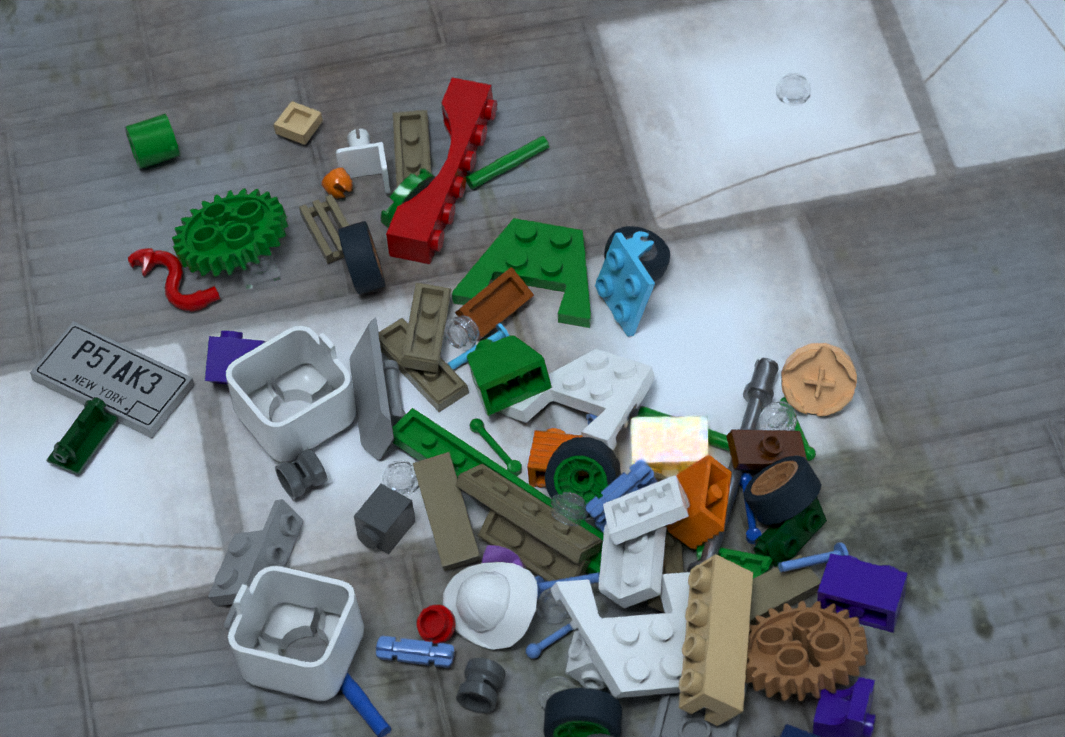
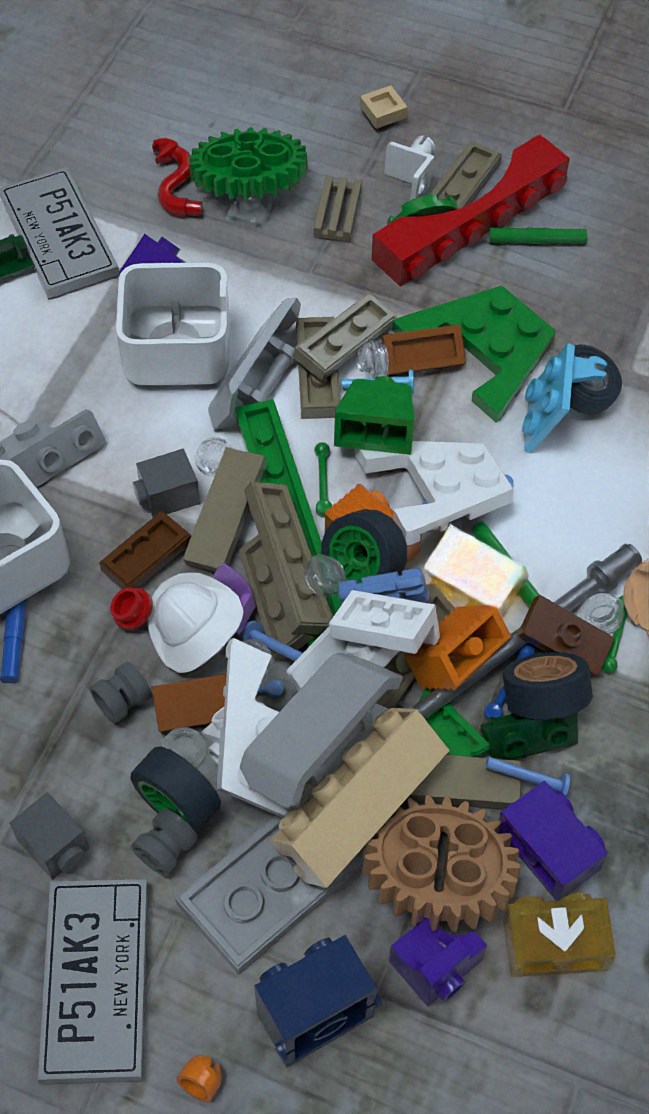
camera: 30 degrees right, 5 degrees up
(152, 141) = (250, 57): green piece -> none
(301, 474) = (132, 400): dark grey wheel -> none
(337, 183) = (374, 173): orange hinge -> none
(361, 257) = (335, 243): black wheel -> none
(410, 579) = (145, 552): none -> reddish brown plate
(415, 651) = (95, 622): medium blue axle -> none
(540, 656) = (188, 701): none -> dark orange tile
(657, 608) = (315, 727): none -> light grey piece
(913, 649) = (558, 935): none -> clear yellow brick

